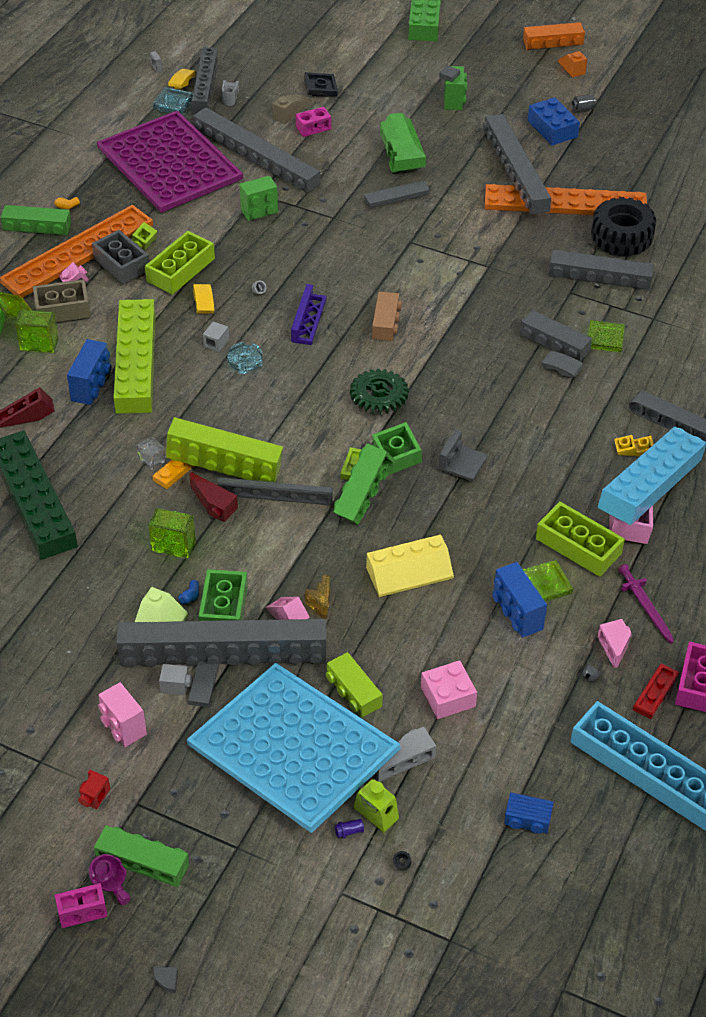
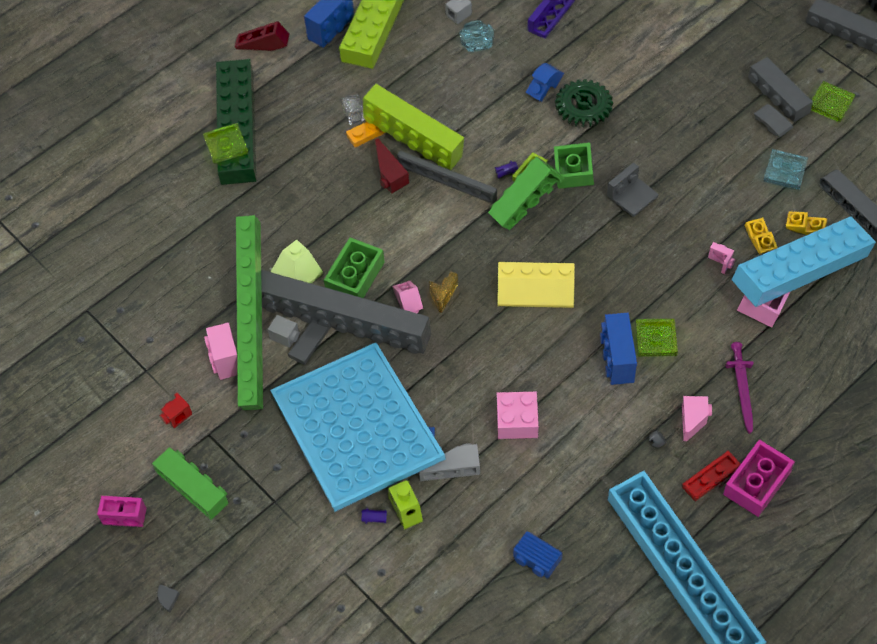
camera: 25 degrees right, 10 degrees up
(36, 514) = (225, 143): none -> clear neon green tile
(111, 874) = (155, 491): magenta hair -> none
(139, 667) = (249, 313): none -> bright green brick
(172, 533) = (336, 193): clear neon green brick -> none
(191, 594) = (331, 255): blue arm -> none
(331, 379) = (544, 78): none -> blue brick
(335, 467) = (506, 169): none -> dark purple pin
(354, 685) = (435, 384): lime brick -> none
(386, 316) = (625, 27): medium nougat brick -> none
(402, 854) = (401, 561): black hinge -> none
(573, 492) = (722, 255): none -> bright pink bracket
(580, 539) = (706, 304): lime brick -> none
(593, 403) = (785, 169): none -> clear light blue plate
(598, 468) = (760, 236): none -> yellow slope

